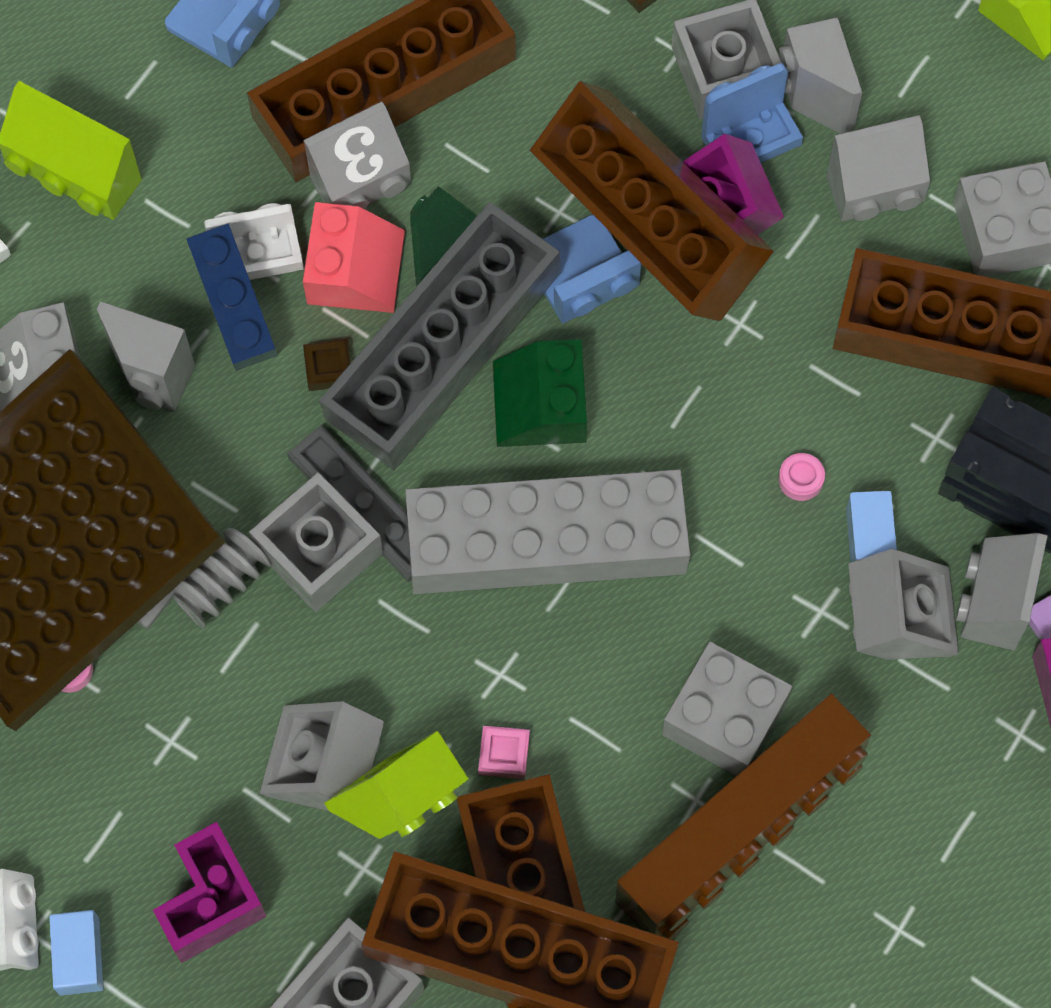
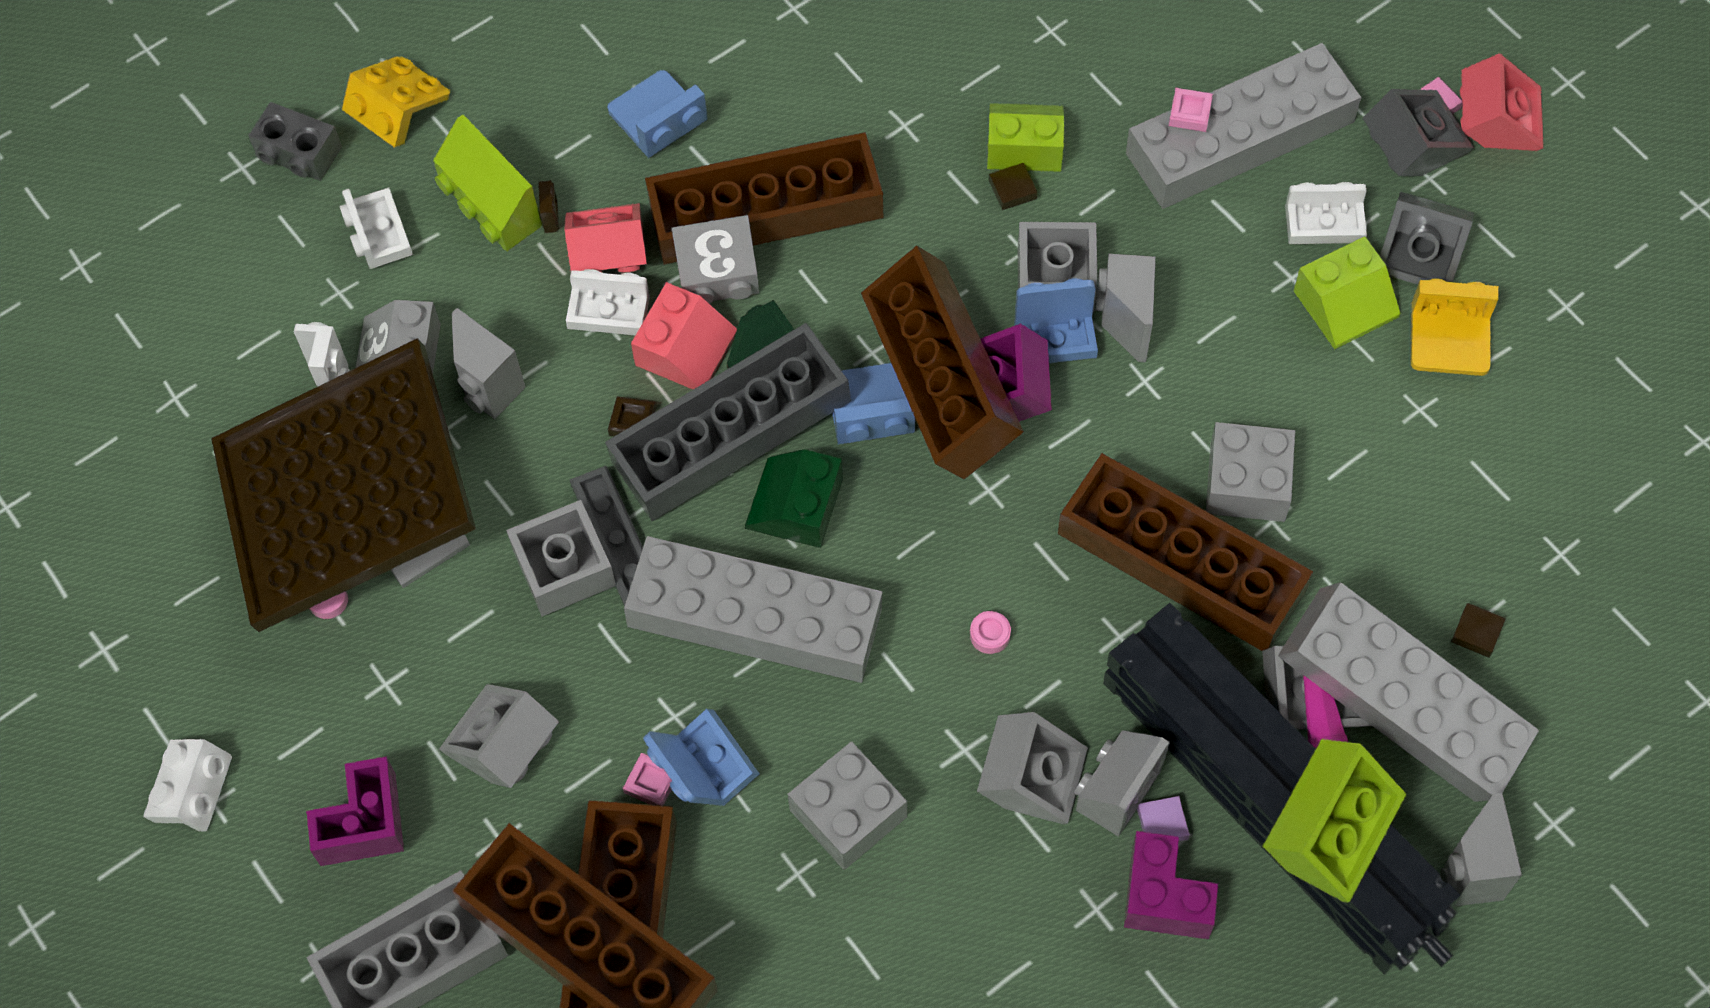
camera: 20 degrees right, 5 degrees down
(76, 952) = (238, 828): light blue piece -> none
(145, 155) = (548, 206): none -> dark brown tile
(218, 575) = (471, 560): light grey piece -> none
(223, 172) = (606, 239): none -> coral slope
(232, 297) = (569, 339): dark blue brick -> none
(401, 789) = (543, 777): lime slope -> none
(556, 712) = (702, 761): none -> medium blue bracket
(742, 819) = (823, 899): reddish brown brick -> none
(870, 524) = (1031, 687): light blue piece -> none
(879, 169) = (1150, 395): light grey slope -> none

